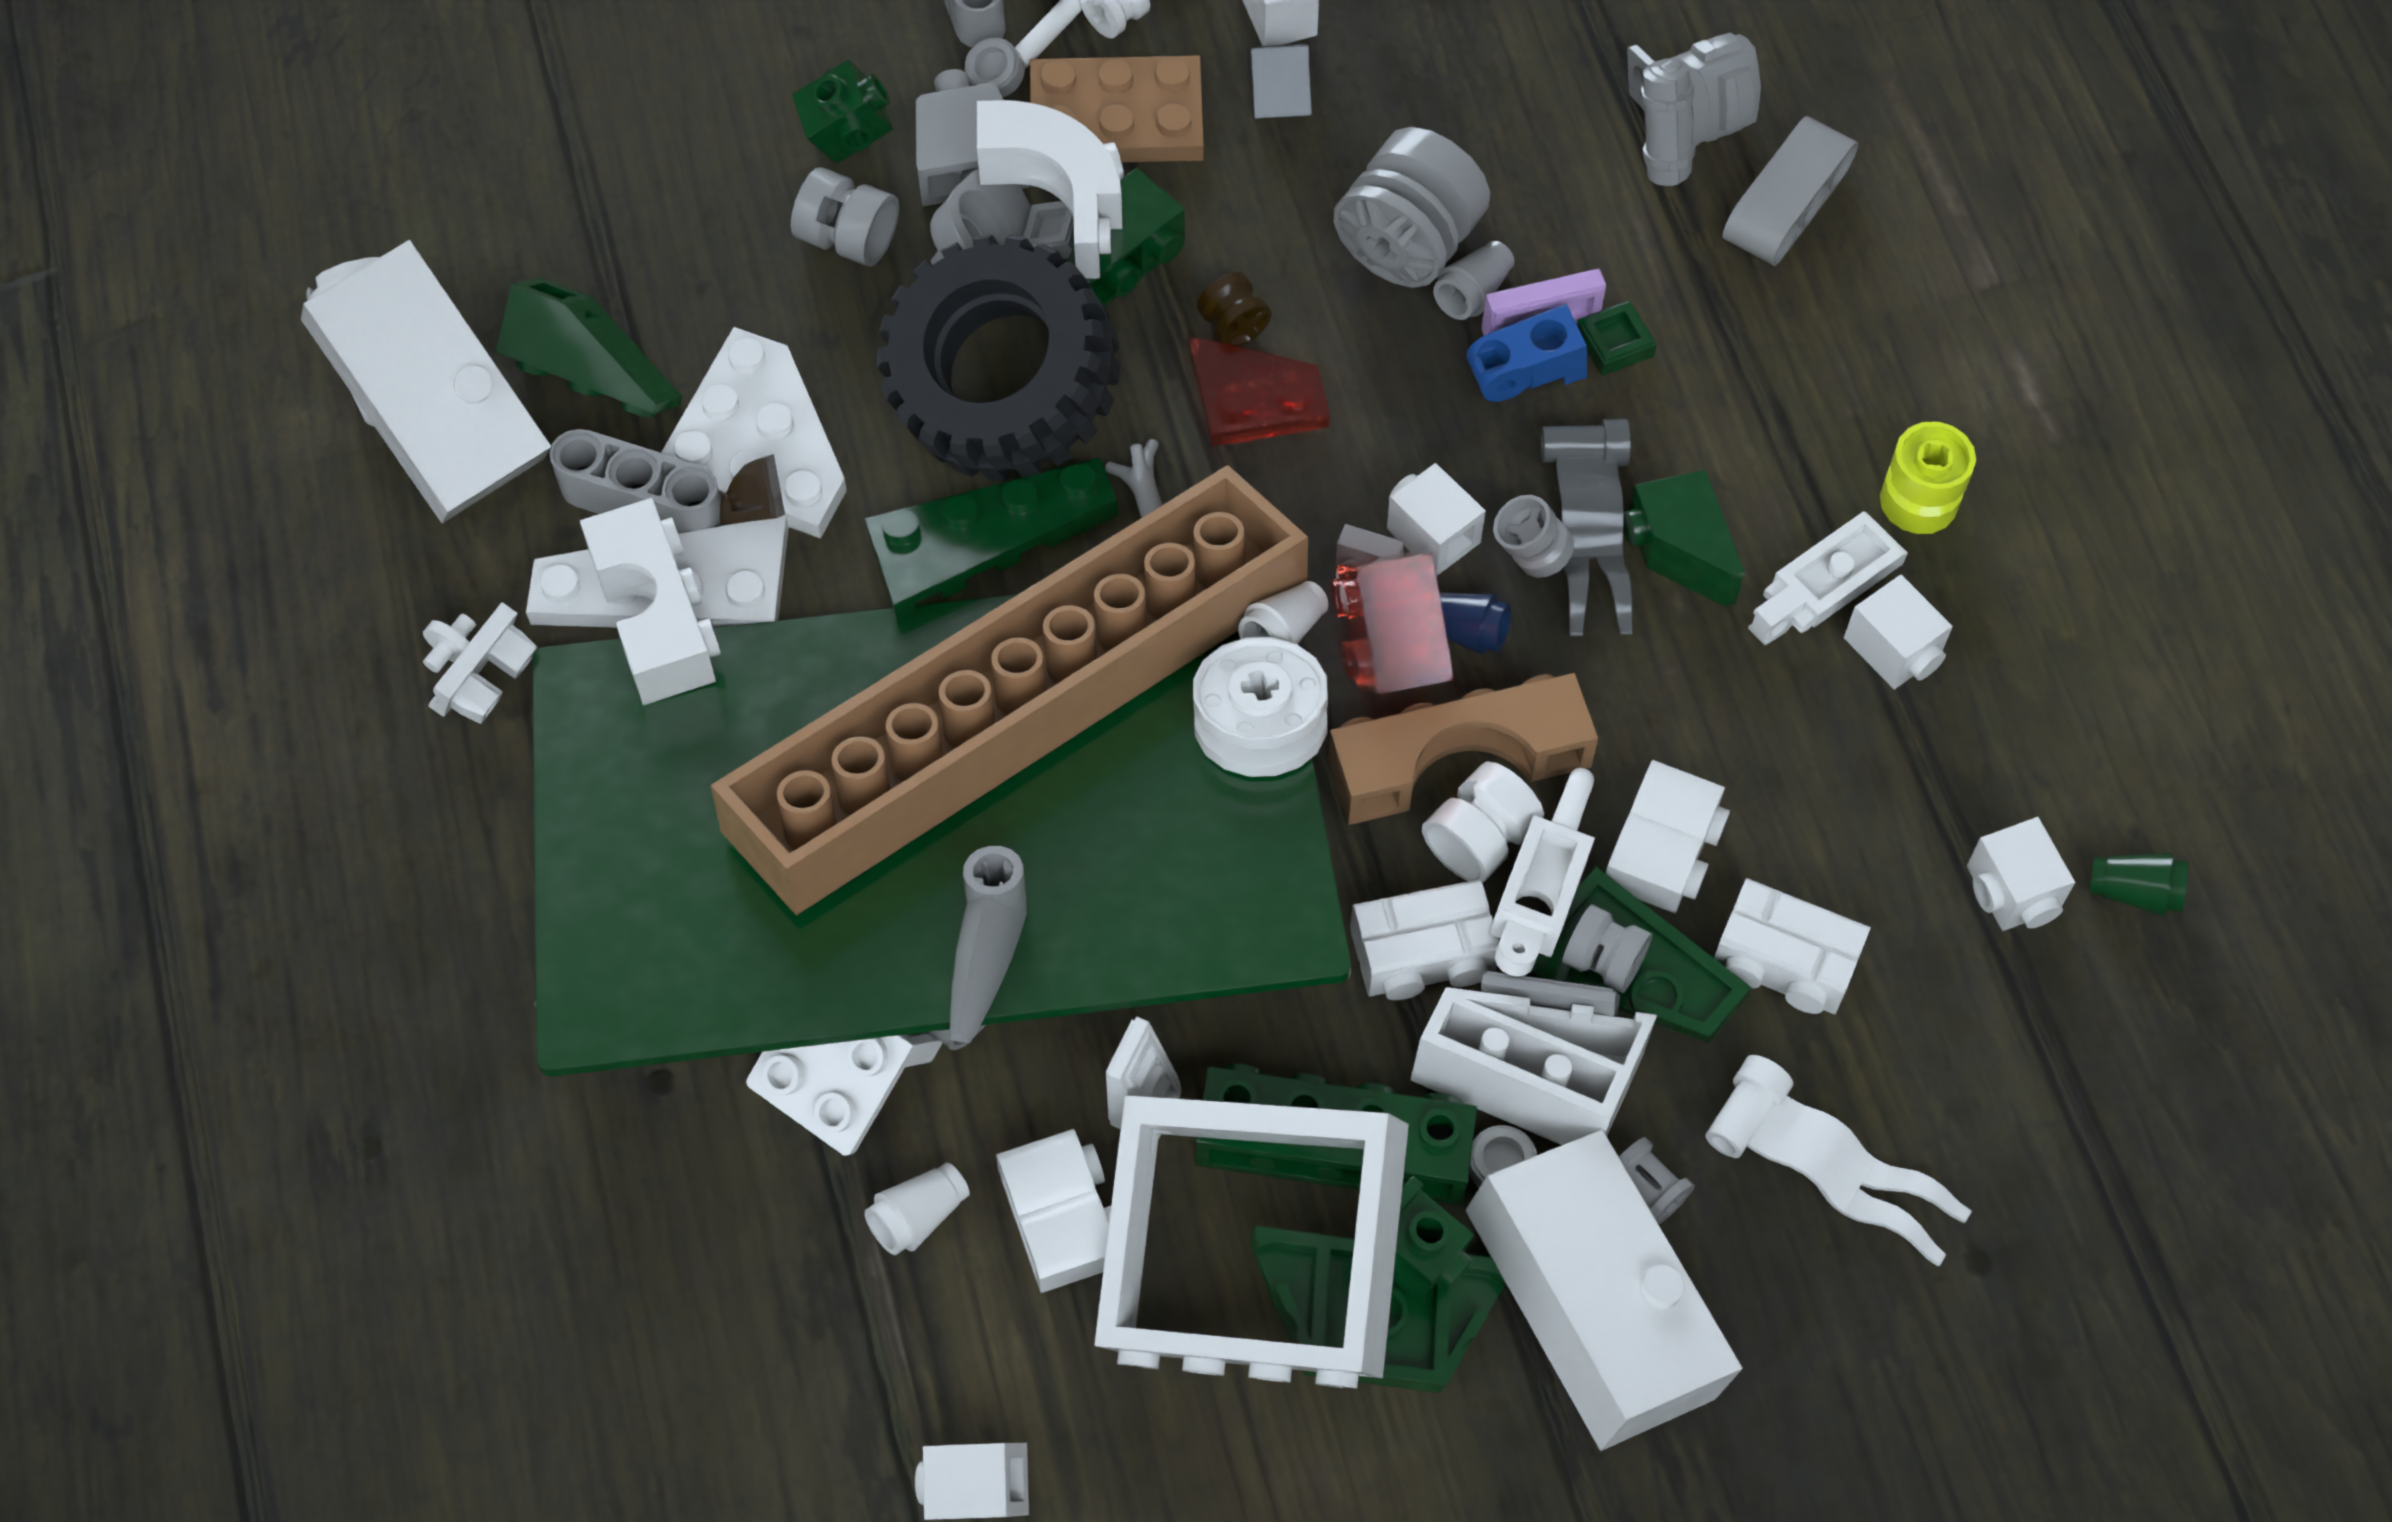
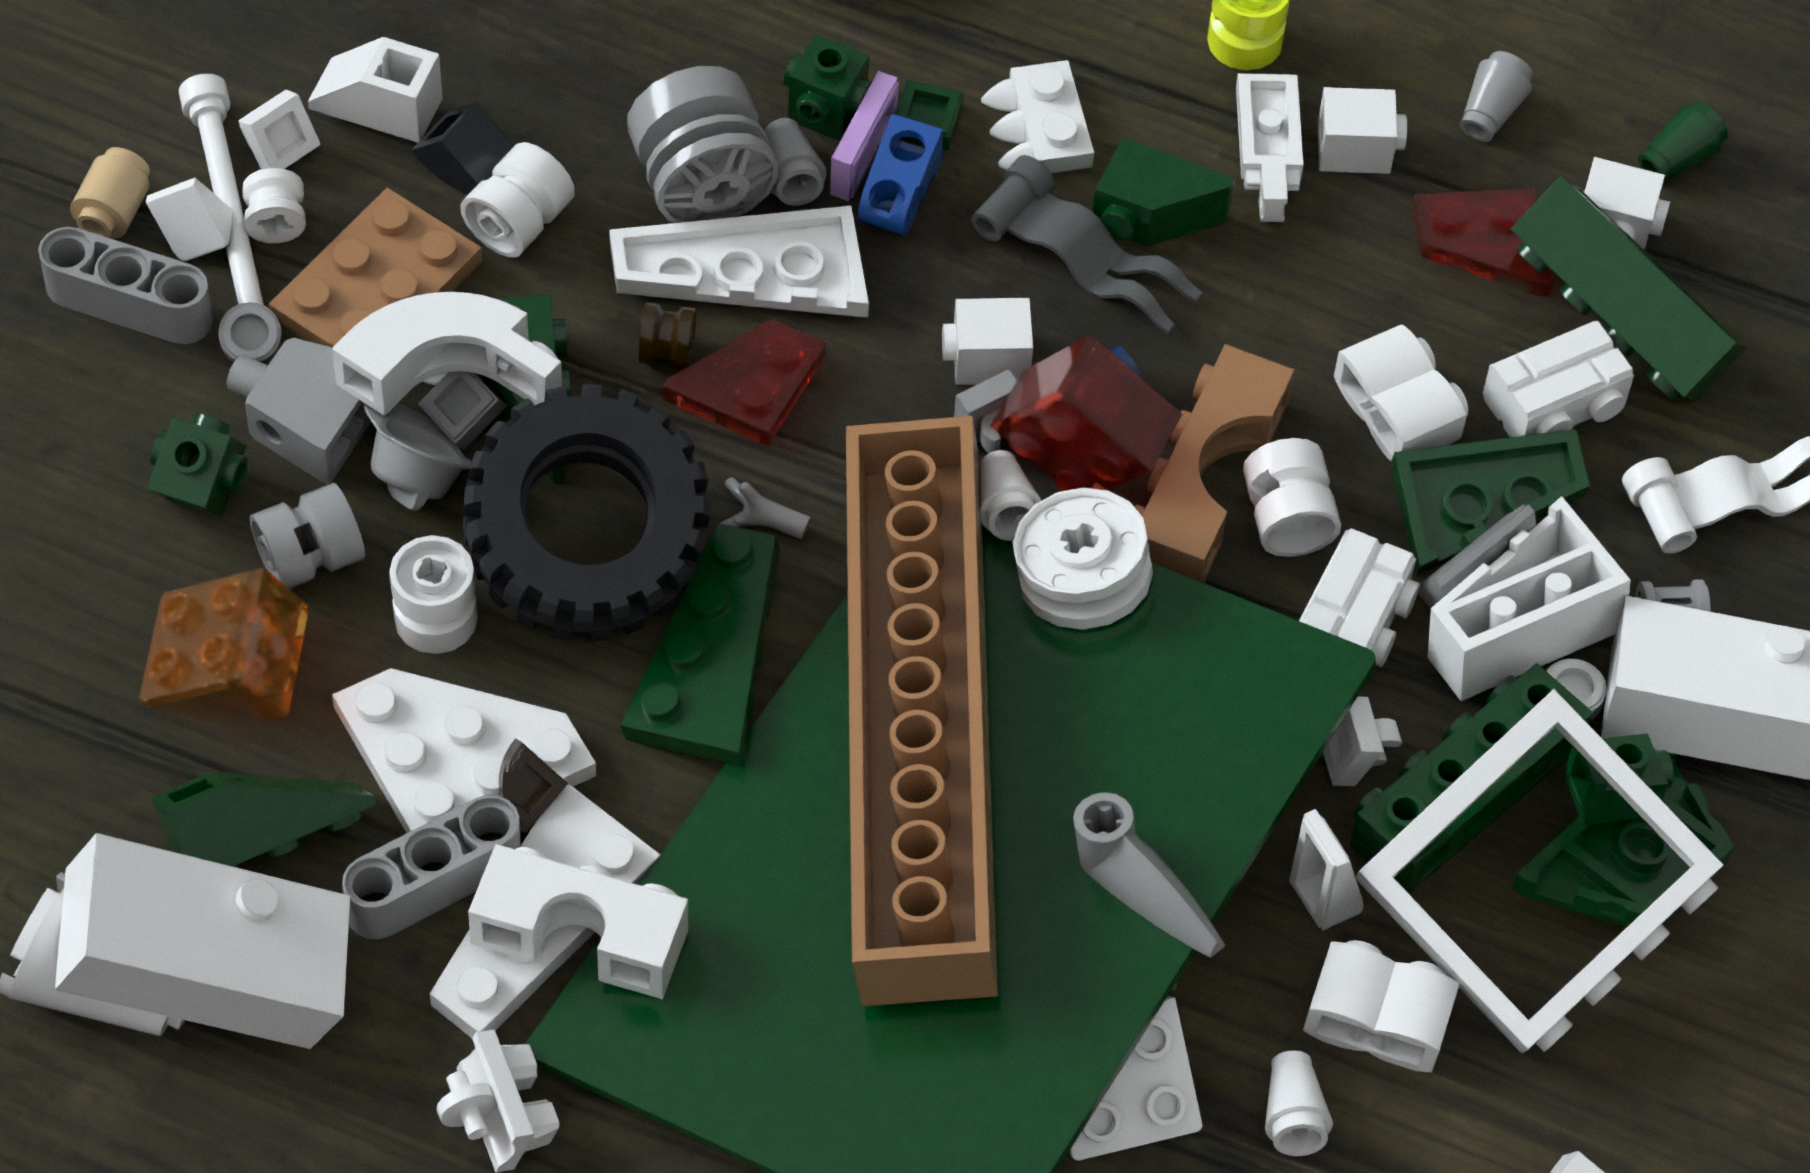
camera: 55 degrees left, 5 degrees down
(721, 240) = (224, 636): none -> clear orange bracket
(852, 319) = (433, 594): none -> white wheel
(1260, 135) = (517, 200): none -> white wheel
(1295, 1028) = (1359, 744): none -> white tile
(1363, 322) = (755, 260): none -> white wing
(1533, 536) = (1062, 278): light grey wheel -> none
(1545, 869) = (1376, 476): white piece -> none
(1561, 243) = (826, 86): none -> dark green brick
(1607, 948) = (1477, 489): light grey wheel -> none
(1692, 419) = (1043, 117): none -> white plate
(1899, 797) = (1476, 234): none -> clear red wing
(1926, 931) = (1628, 289): none -> dark green brick
(2041, 708) = (1495, 94): none -> light grey cone

